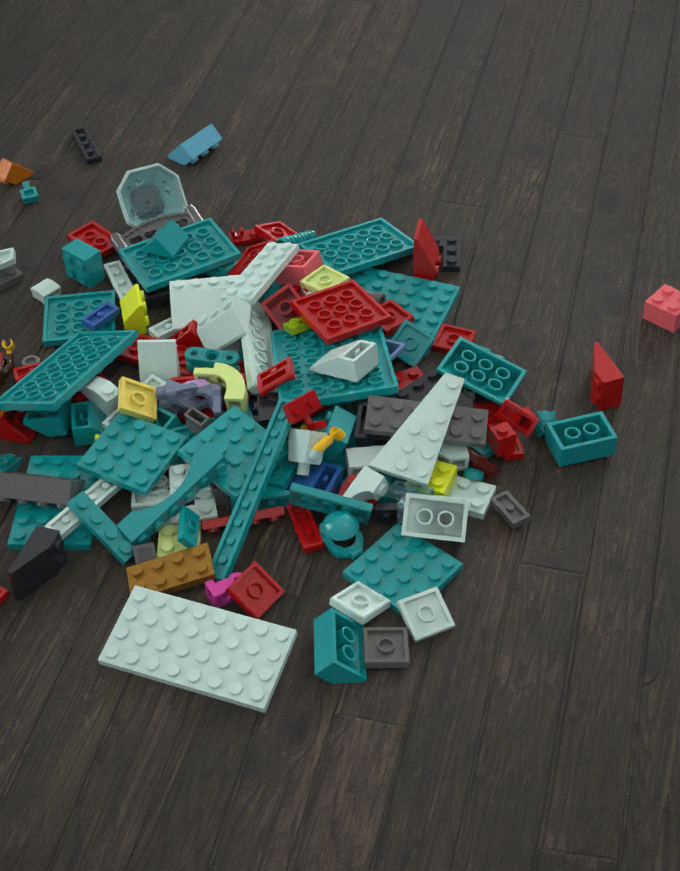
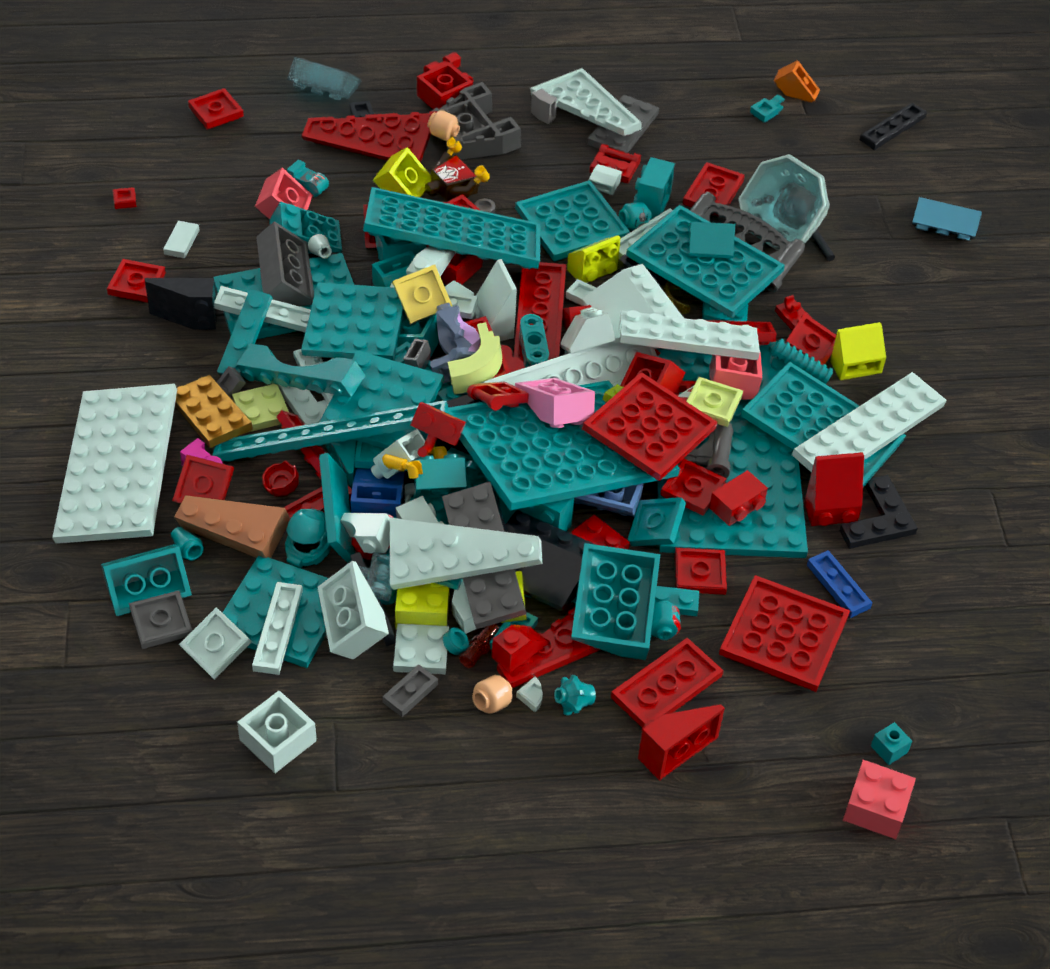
camera: 65 degrees right, 5 degrees up
(23, 462) = (319, 246): none -> light aqua cone
(24, 289) = (627, 169): none -> red plate
(99, 281) = (635, 215): none -> teal head
(100, 316) = (570, 231): blue plate -> none
(188, 527) = (266, 401): teal plate -> none
(271, 540) = (280, 479): none -> red hair
(301, 212) = (859, 351): none -> neon yellow slope
(301, 345) = (559, 401): none -> bright pink slope
(307, 616) = (189, 545): none -> teal cone
(313, 575) = (238, 525): none -> nougat wedge
(348, 361) = (536, 448): light aqua slope -> none
(360, 602) = (215, 579): light aqua tile -> none
(373, 227) = (874, 422): none -> light aqua plate
(412, 296) = (738, 498): none -> red brick
(432, 567) = (277, 628): none -> light aqua plate
(492, 280) = (839, 583): none -> blue plate
(518, 417) = (559, 661): red slope -> none
(523, 315) = (784, 633): none -> red plate
(530, 464) = (492, 694): none -> light nougat head
(530, 588) = (277, 731): none -> light aqua brick
(532, 449) = (531, 694): none -> light aqua tile
(548, 379) = (667, 683): none -> red plate
(580, 439) = (555, 737): teal brick -> none
(626, 293) = (891, 743): none -> teal plate

